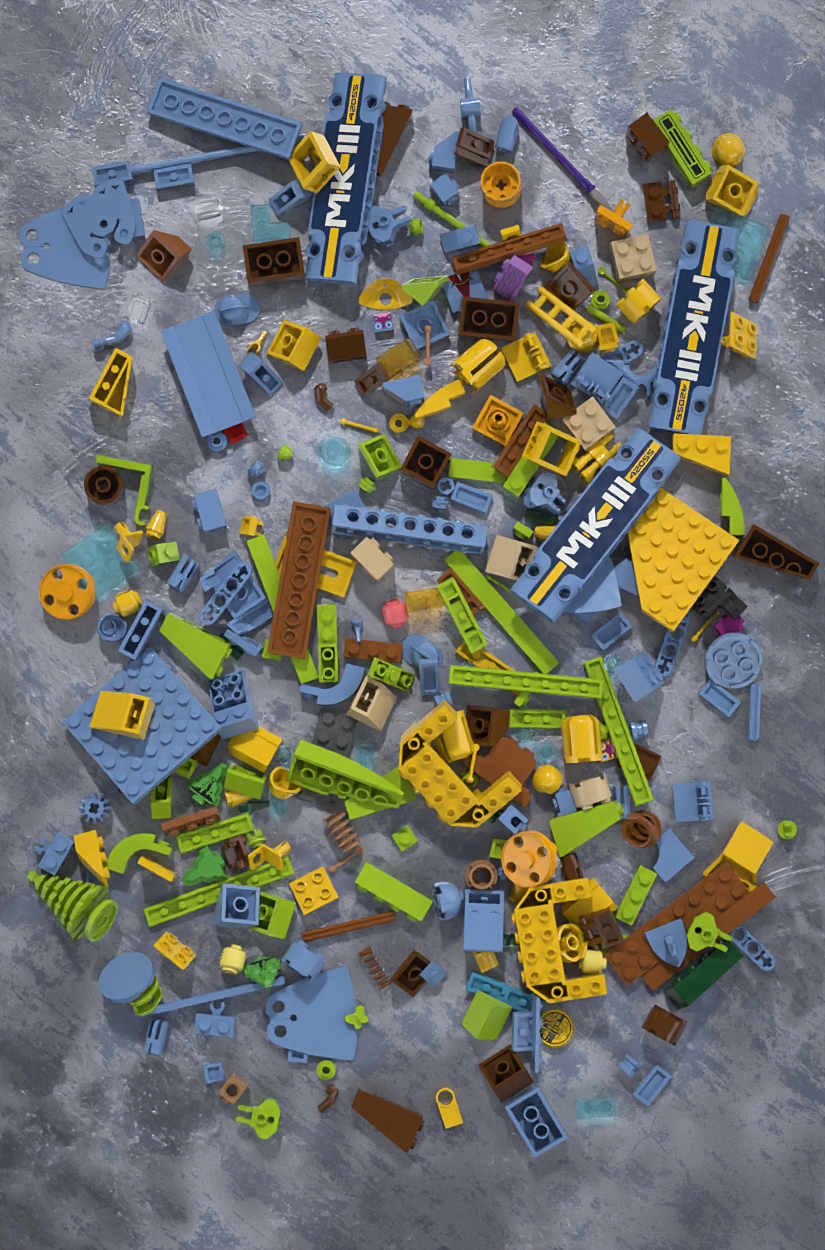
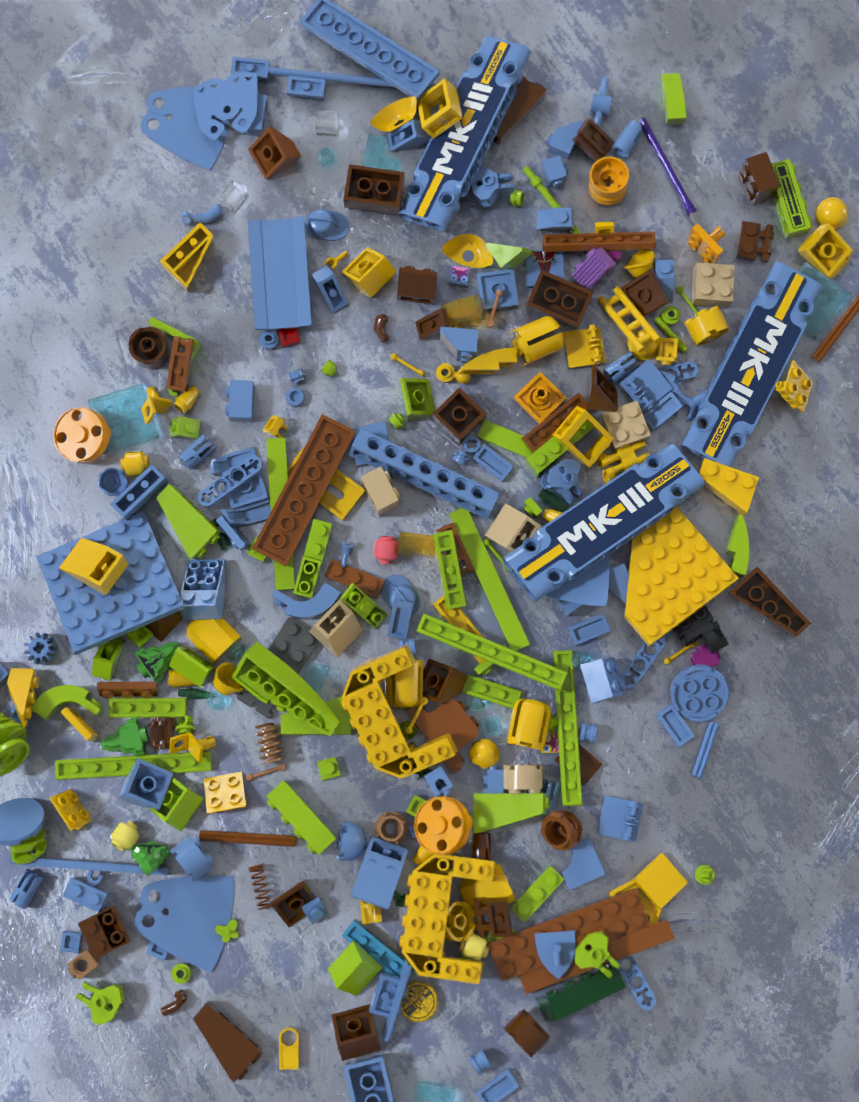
camera: 20 degrees right, 5 degrees down
(140, 494) = (179, 364): none -> dark orange plate
(243, 1053) = (104, 932): none -> reddish brown slope
(276, 170) = (402, 109): none -> yellow piece
(334, 452) = (376, 382): clear light blue helmet -> none
(539, 79) = (673, 99): none -> lime slope

